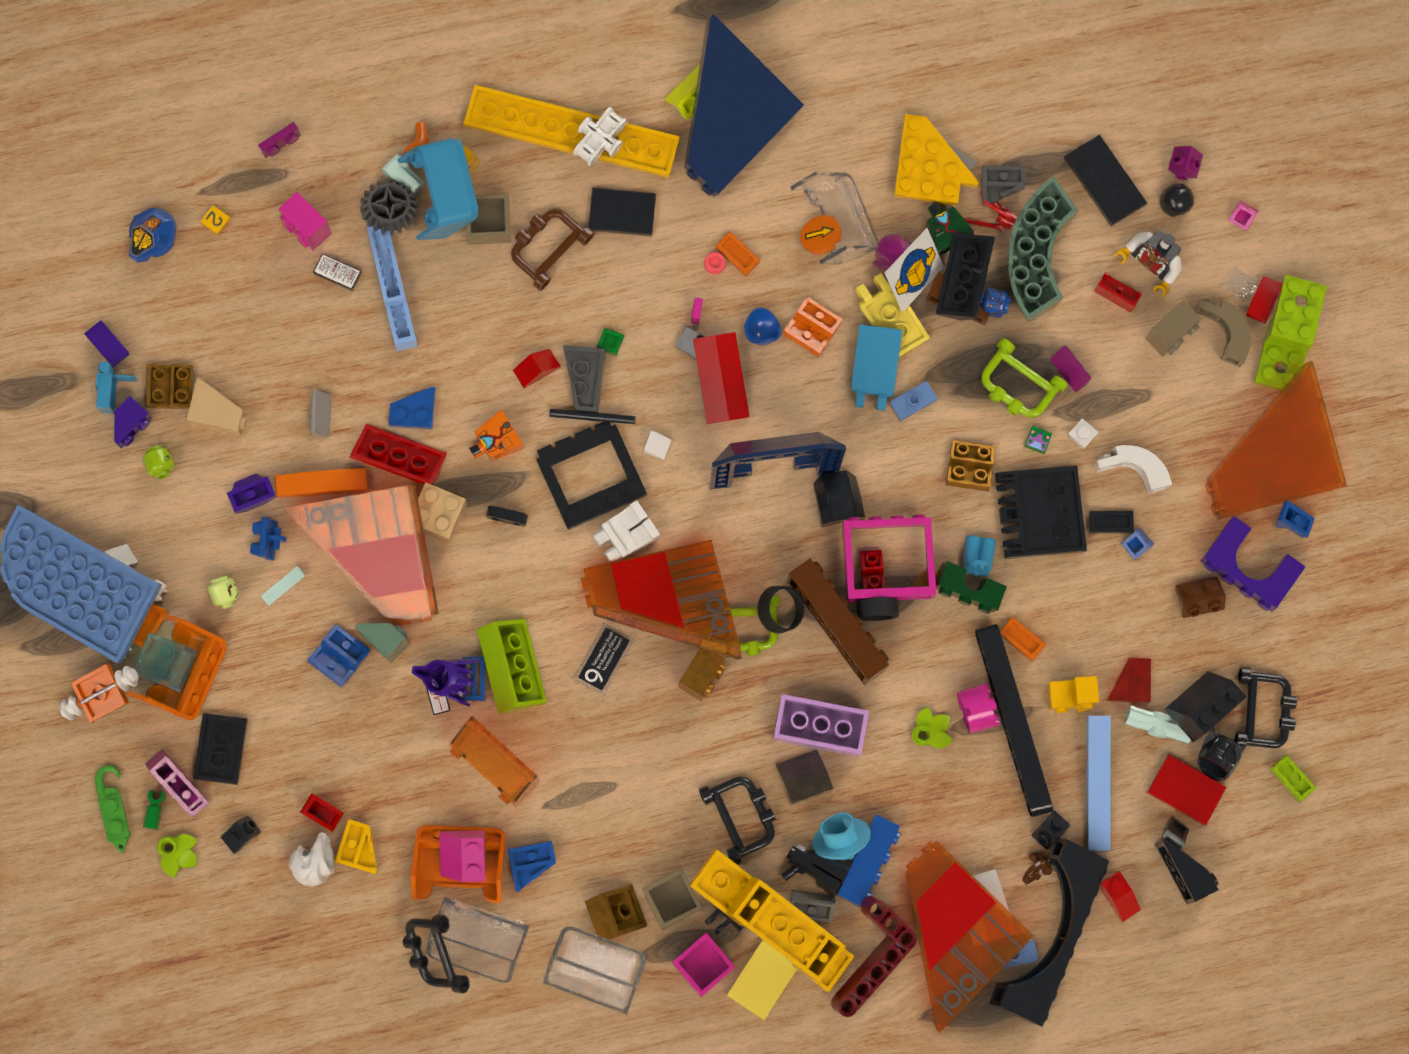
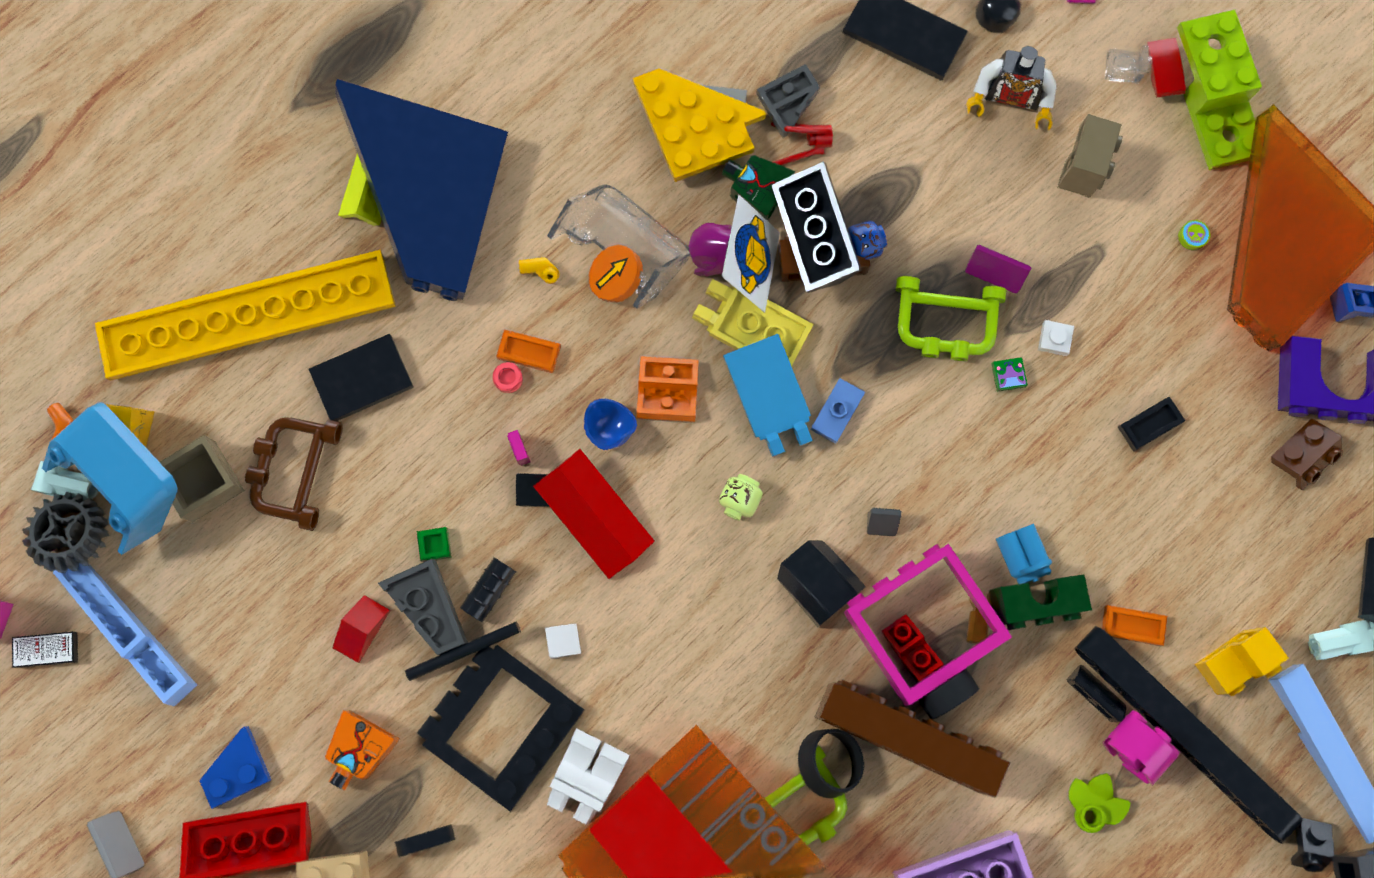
camera: 25 degrees left, 0 degrees up
(600, 136) = (282, 302): white axle -> none
(629, 387) = (488, 589): none -> black axle
(732, 461) = (721, 576): dark blue slope -> none
(777, 205) = (542, 267): none -> yellow arm
(819, 418) = (740, 496): none -> yellowish green head
(900, 485) = (883, 521): none -> dark grey slope
(970, 465) = (950, 450): pearl gold slope -> none
(972, 664) = (1097, 694): none -> black slope
(1032, 248) = (872, 151): sand green brick -> none
(1045, 510) = (1070, 456): black hinge -> none
(1117, 292) = (997, 151): red hinge -> none
(1133, 682) = (1294, 602): clear red wing -> none
(1137, 543) = (1196, 432): blue slope -> none
(1142, 461) = (1154, 332): white arch -> none
(1215, 419) = (1194, 235): none -> tile
(1234, 326) = (1156, 119): dark tan arch -> none

